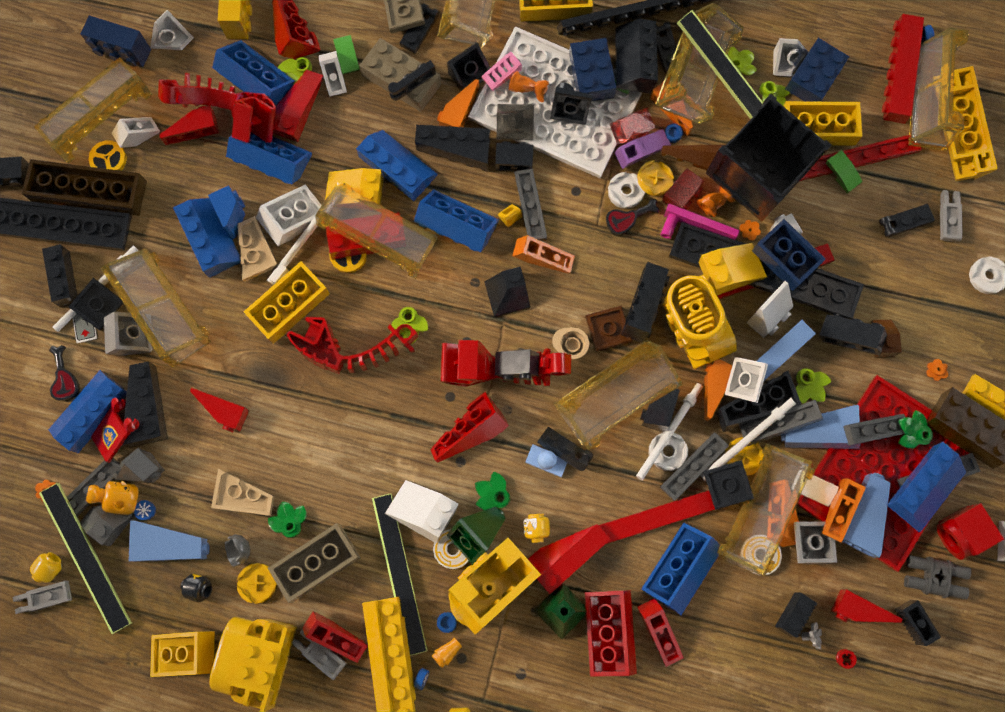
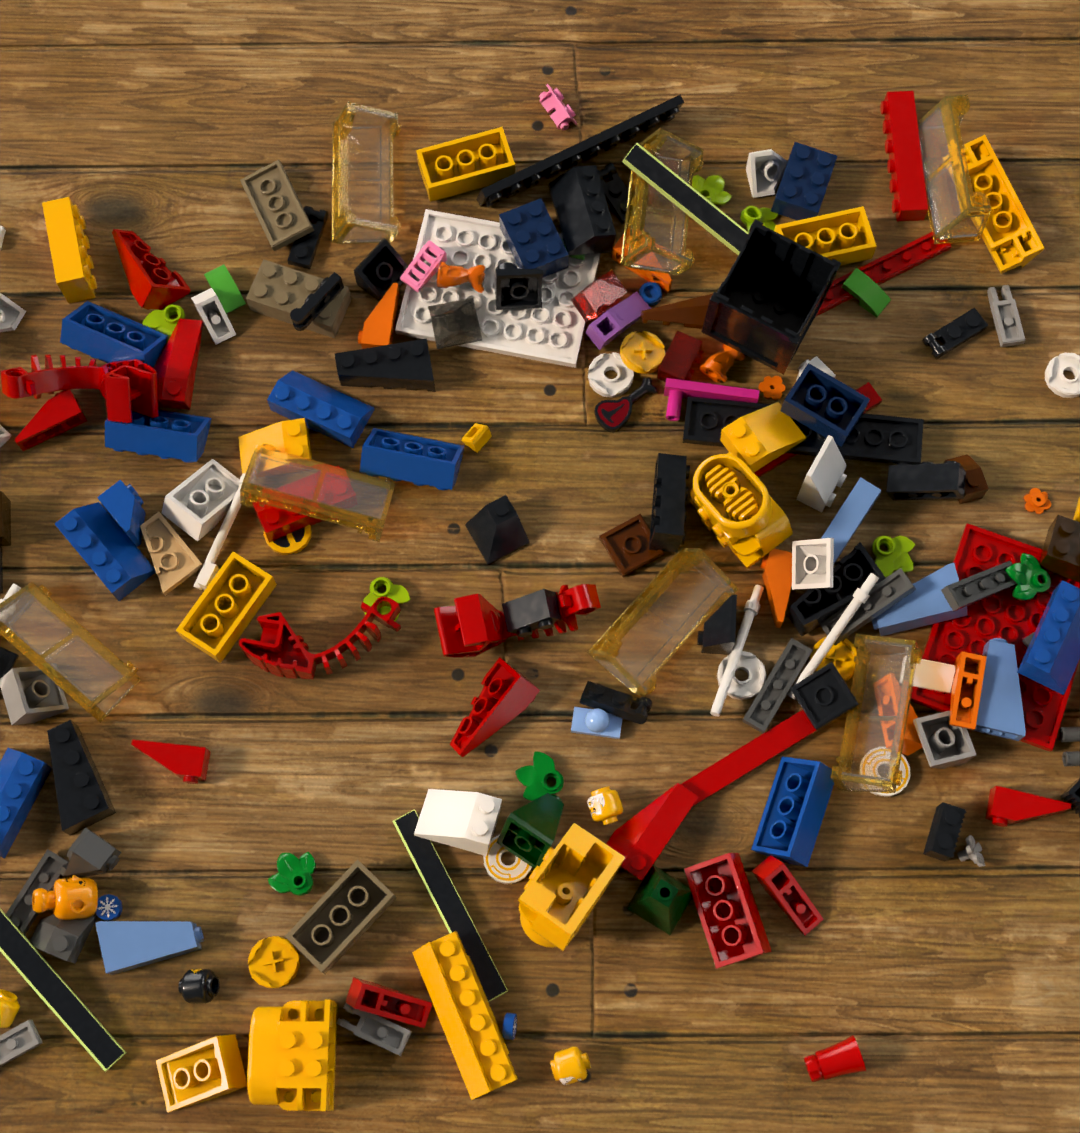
camera: 15 degrees left, 5 degrees down
(112, 431) = (44, 817): red flag -> none
(237, 550) = (239, 926): dark grey hair -> none
(240, 496) = (226, 860): tan wing -> none
(446, 622) = (523, 950): blue tile -> none
(446, 653) = (532, 987): light orange cone -> none
(514, 156) = (464, 366): black brick -> none
(530, 204) = (499, 419): dark grey plate -> none
(543, 254) = (528, 474): orange slope -> none
(571, 341) = (590, 569): tan piece -> none
(852, 657) = (1011, 873): red bush -> none
(927, 33) = (922, 108): blue tile -> none

